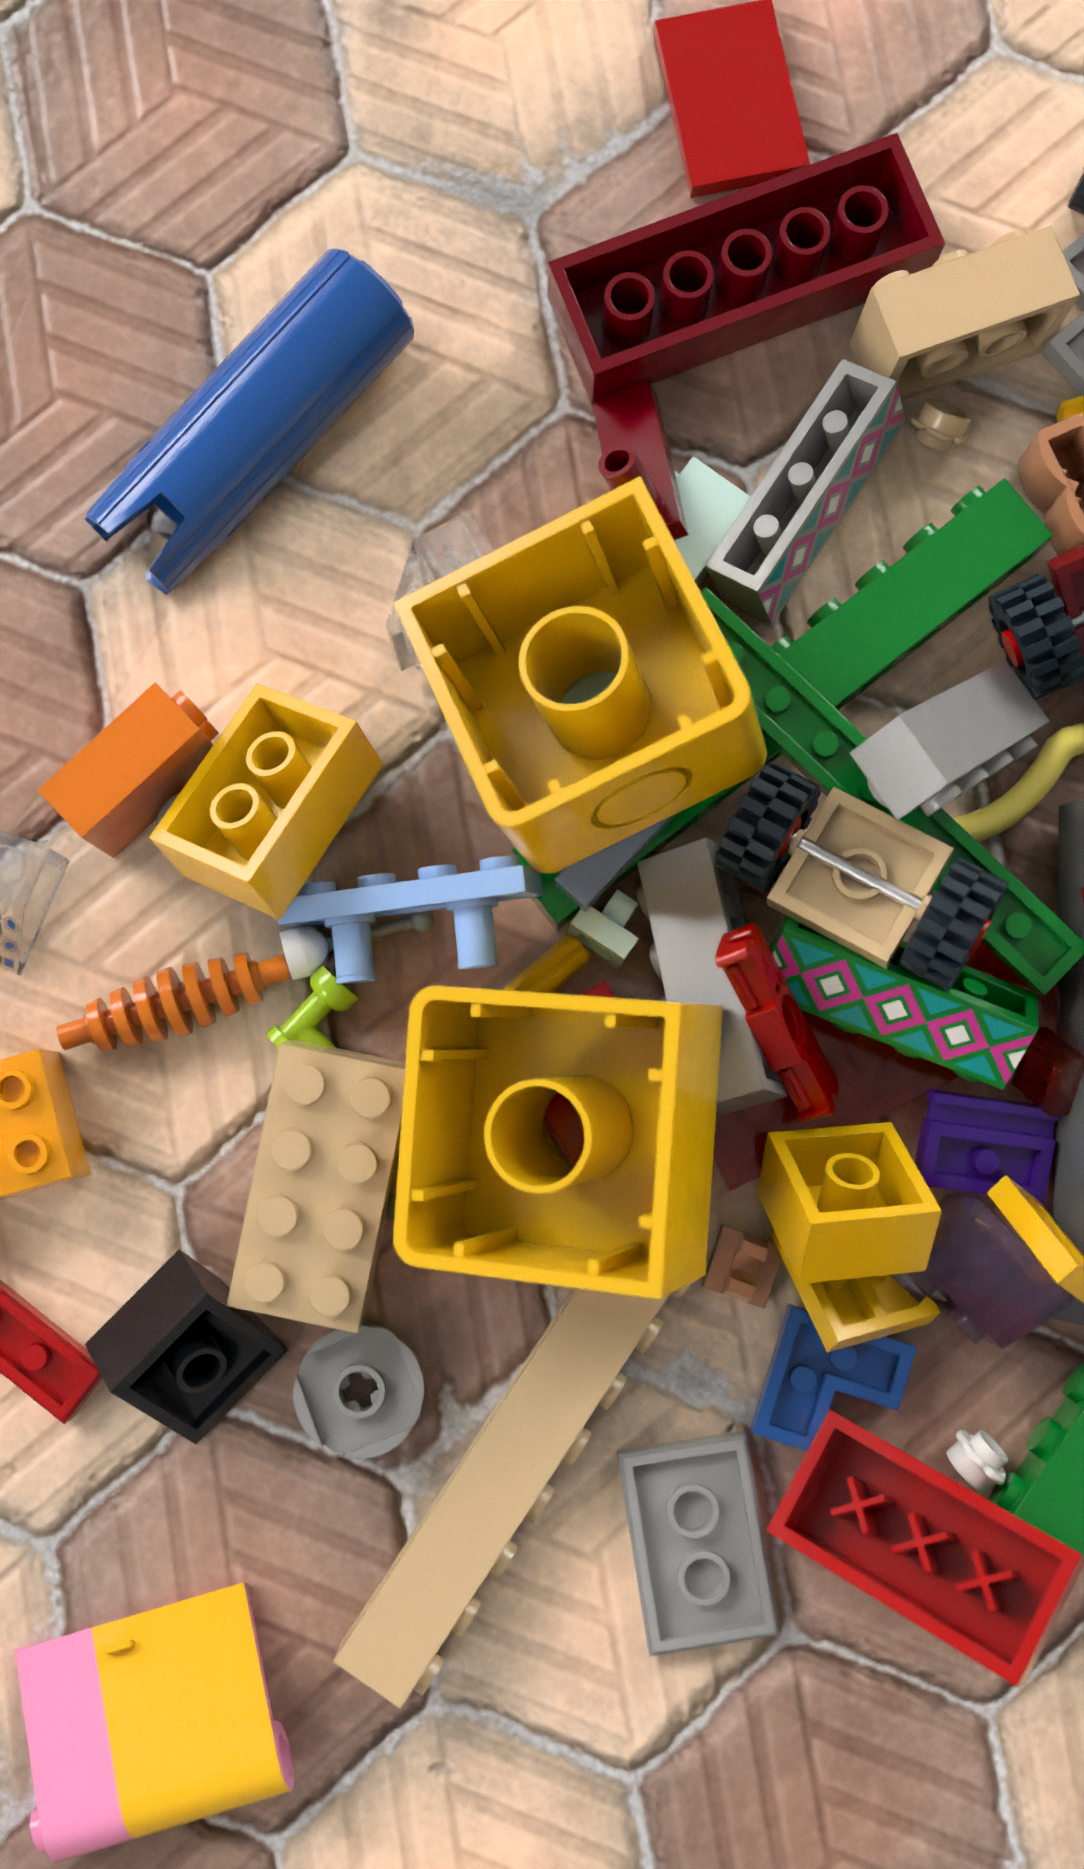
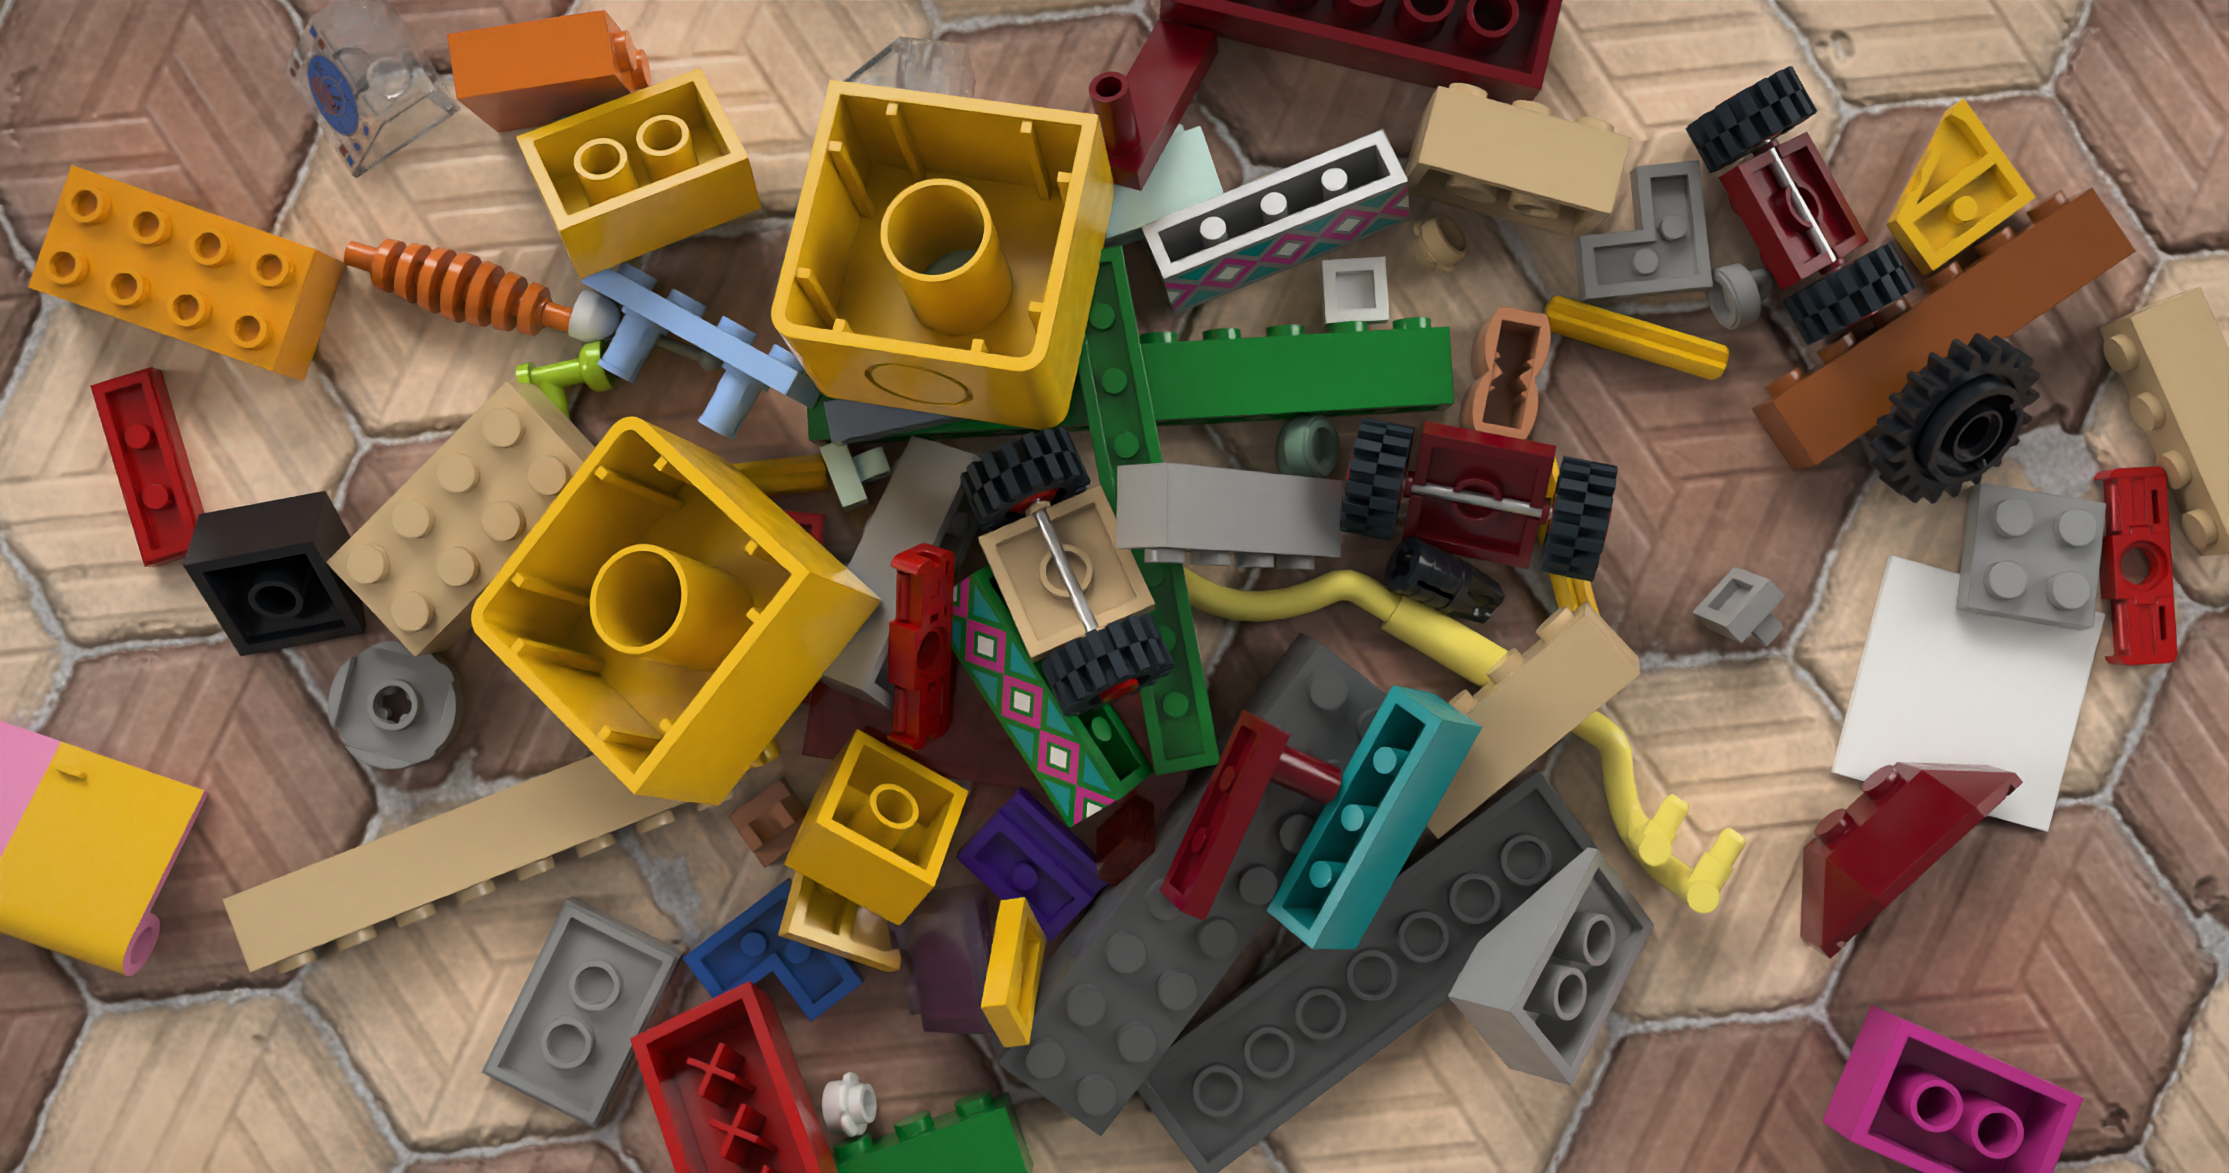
camera: 35 degrees right, 5 degrees up
(901, 507) = (1354, 290): none -> white plate
(957, 651) = (1307, 447): none -> sand green tile

